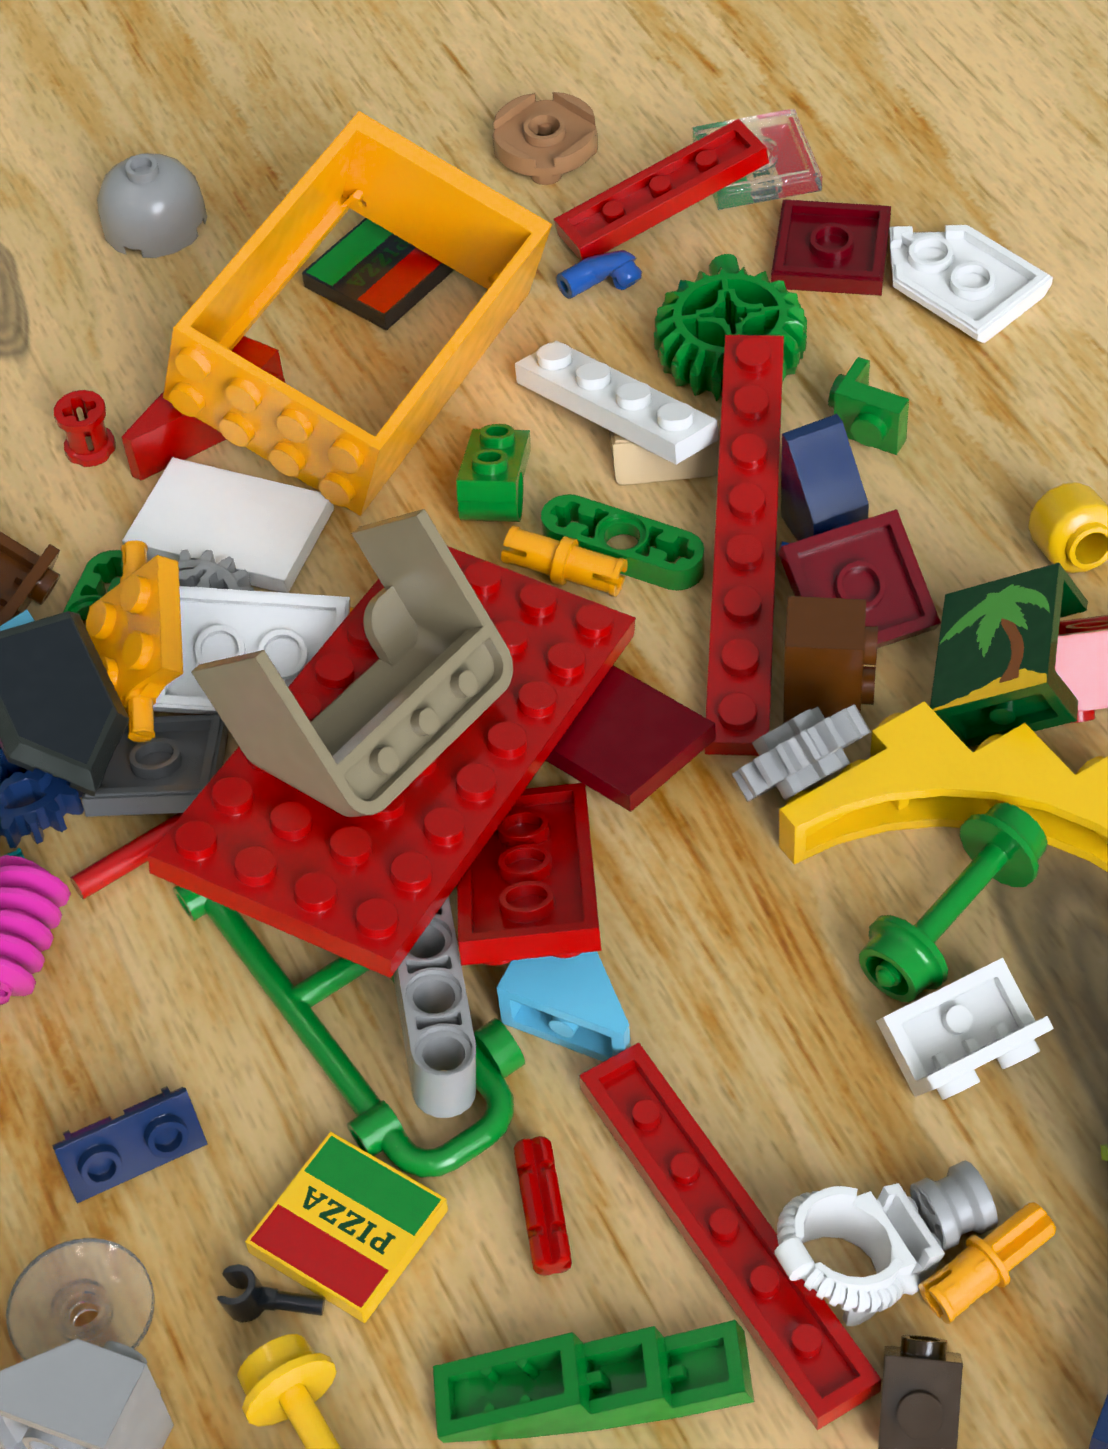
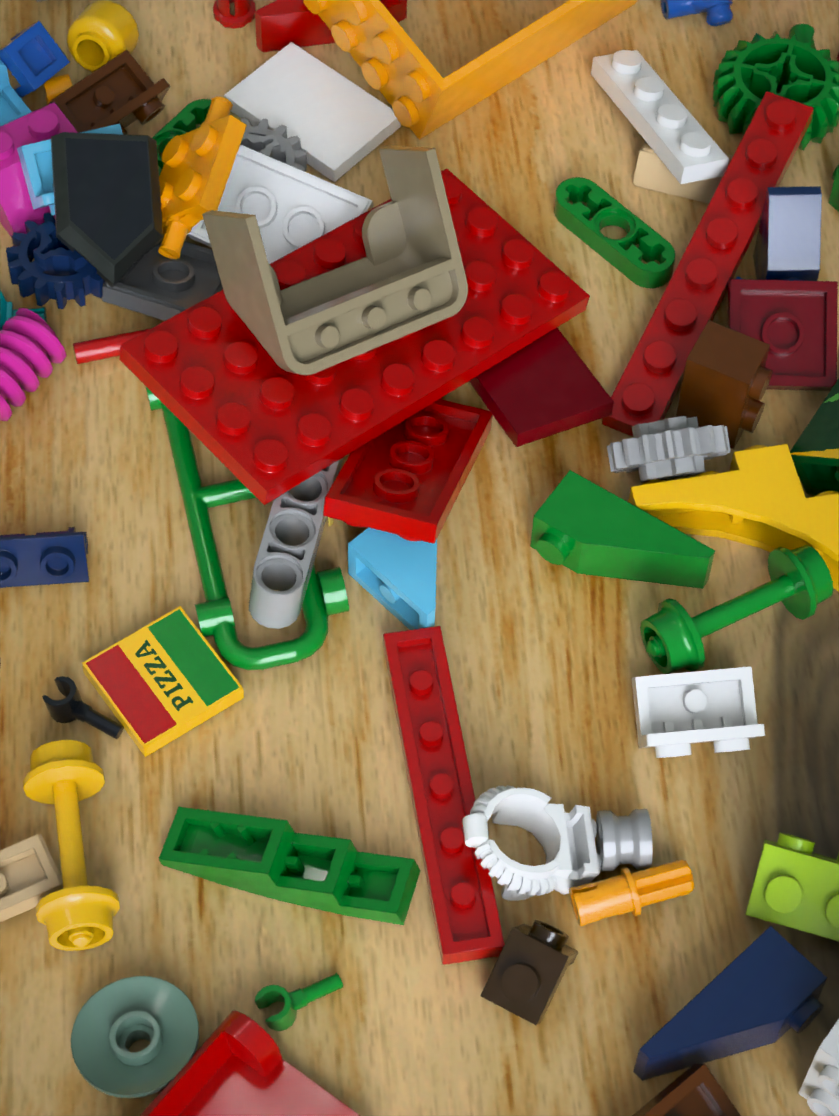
camera: 15 degrees right, 5 degrees up
(493, 474) = (533, 141): green plate -> none
(542, 1206) = (313, 721): red axle -> none
(564, 560) = (559, 231): light orange pin -> none
(779, 873) = (612, 538): none -> green slope

